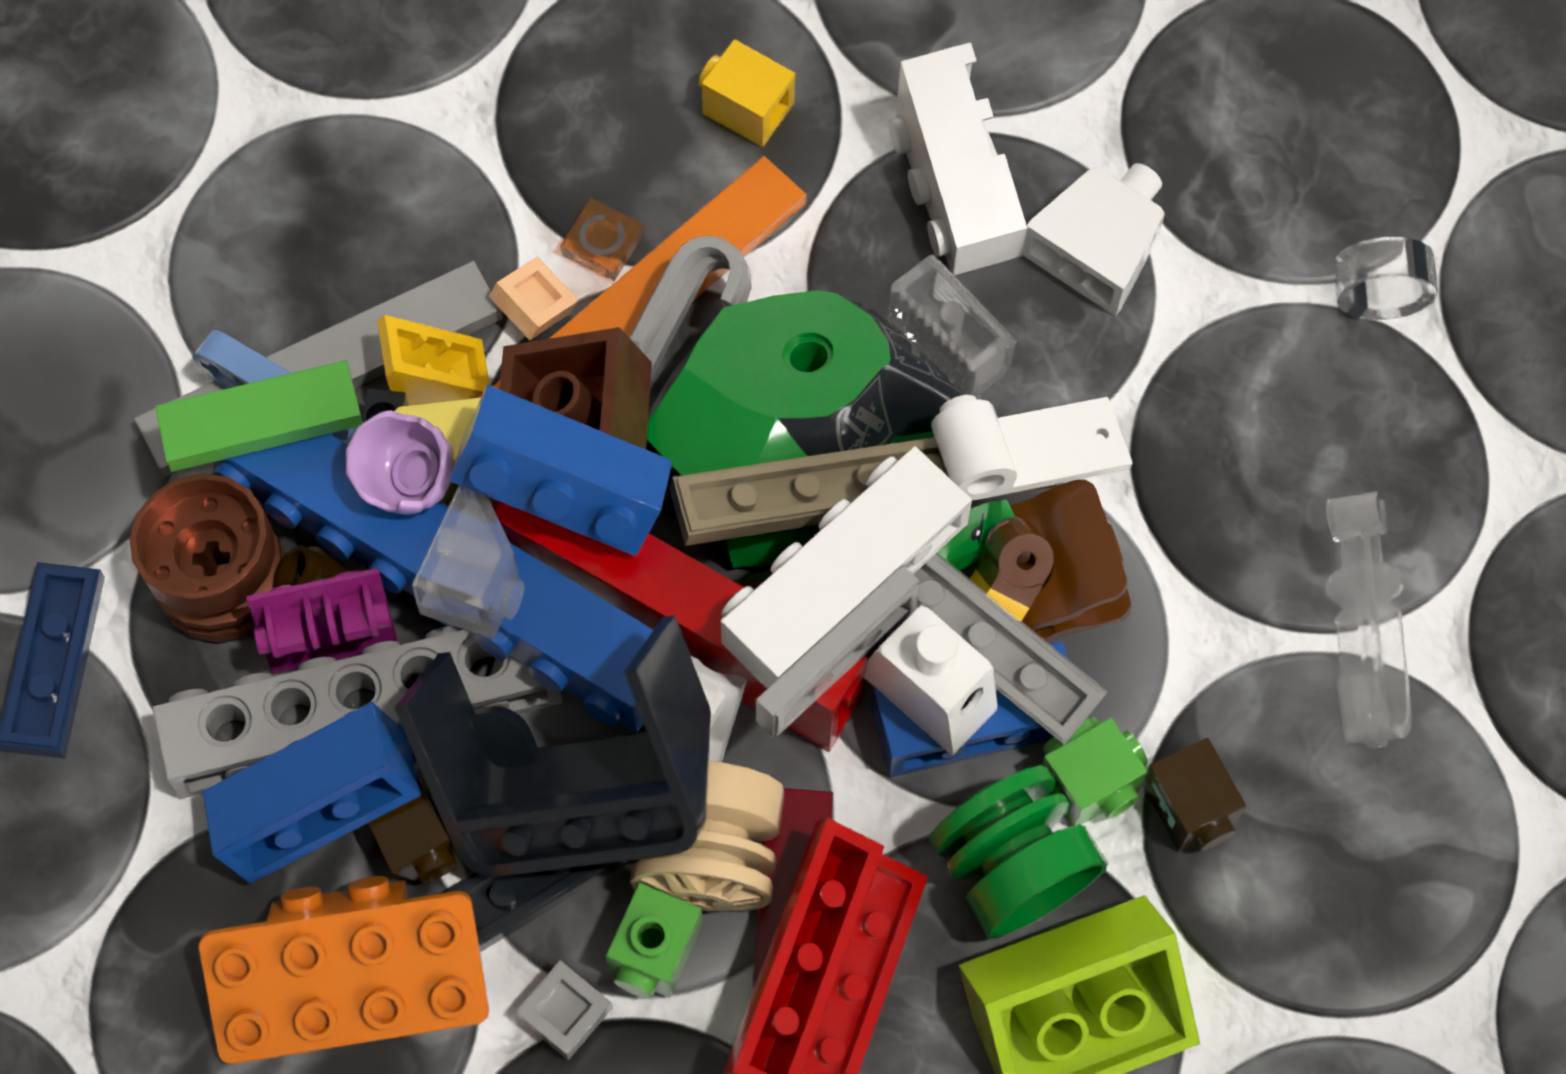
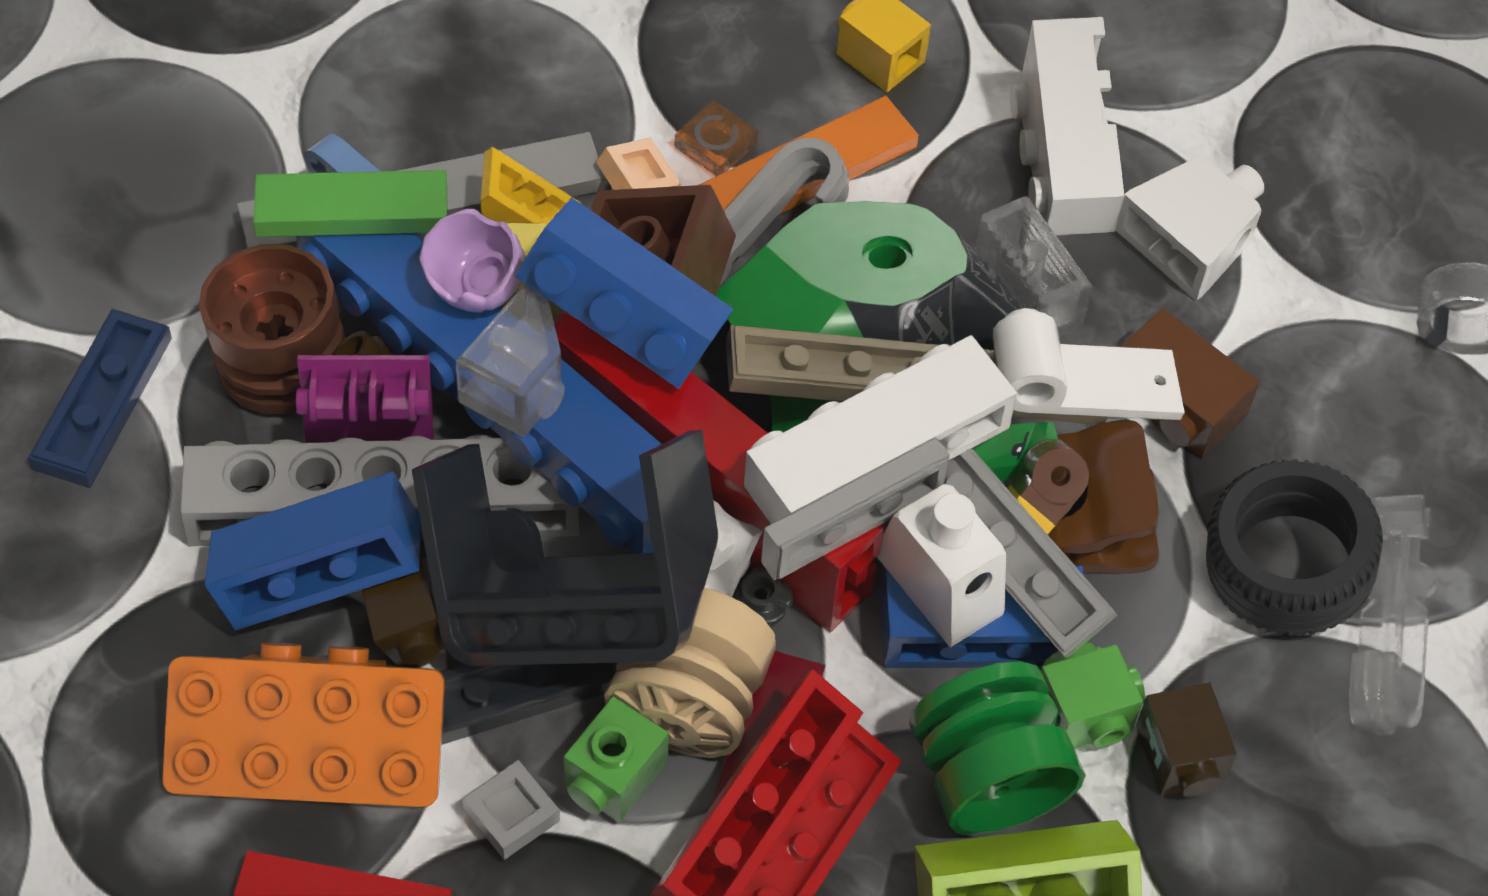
camera: 10 degrees right, 10 degrees down
(751, 749) = (778, 595): none -> pearl dark grey plate
(1147, 413) = (1211, 385): none -> reddish brown brick
(1271, 512) = (1303, 492): none -> black tyre

